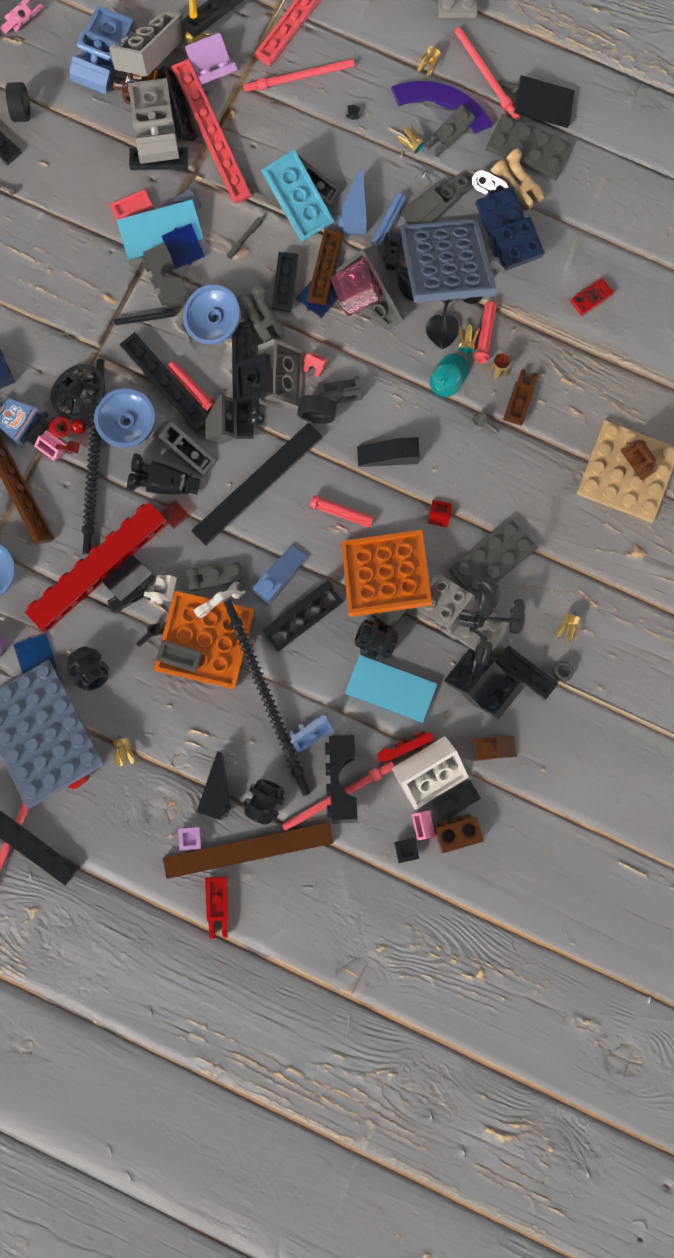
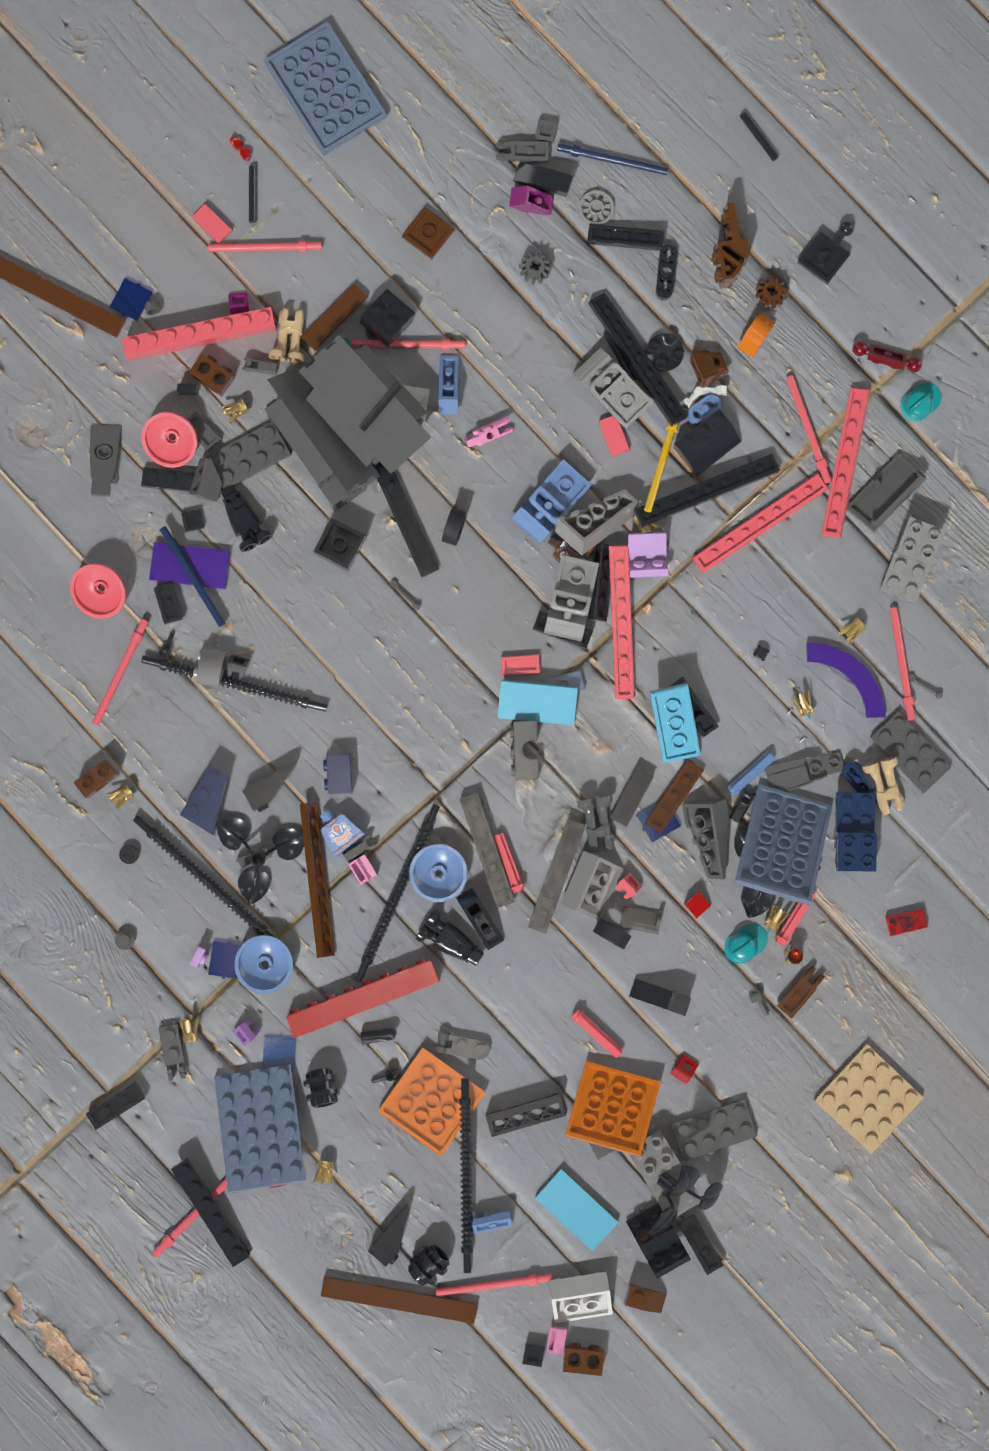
camera: 20 degrees right, 5 degrees up
(72, 447) = (380, 878): clear red hand -> none
(73, 387) = (403, 827): black wheel -> none
(77, 426) = (393, 859): red plate -> none
(128, 579) = (386, 1022): black tile -> none
(143, 317) = (490, 778): black bar -> none
(163, 589) = (412, 1042): white bracket -> none
(174, 514) = (448, 975): clear red plate -> none
(179, 656) = (404, 1109): dark grey tile -> none
(183, 246) = (552, 725): clear blue piece -> none
(189, 838) = (353, 1270): lavender plate -> none
(203, 308) = (540, 802): medium blue dish -> none
(205, 608) = (458, 1072): white piece -> none
(217, 904) = (355, 1334): red hinge -> none
(222, 420) = (523, 910): dark grey slope -> none
(252, 229) = (602, 743): dark grey piece -> none
(257, 484) = (532, 977): black tile -> none
(261, 387) = (570, 897): black plate -> none
(263, 83) = (688, 591): coral bar -> none
(279, 574) = (520, 1069): medium blue slope -> none
(343, 806) = (494, 1298): black arch -> none
(354, 208) = (722, 753): medium blue slope -> none
(355, 288) = (692, 832): clear pink slope -> none
(375, 638) = (581, 1162): black piece -> none
(387, 356) = (697, 905): none -> red slope
(403, 747) = (566, 1266): red hinge -> none
(451, 130) = (845, 708): dark grey hinge -> none
(457, 800) = (594, 1329): black plate -> none
(544, 101) = (943, 715): black tile -> none
(562, 671) = (733, 1255): dark grey plate -> none
(572, 622) = (757, 1220): pearl gold piece -> none
(640, 458) = (880, 1095): reddish brown piece -> none

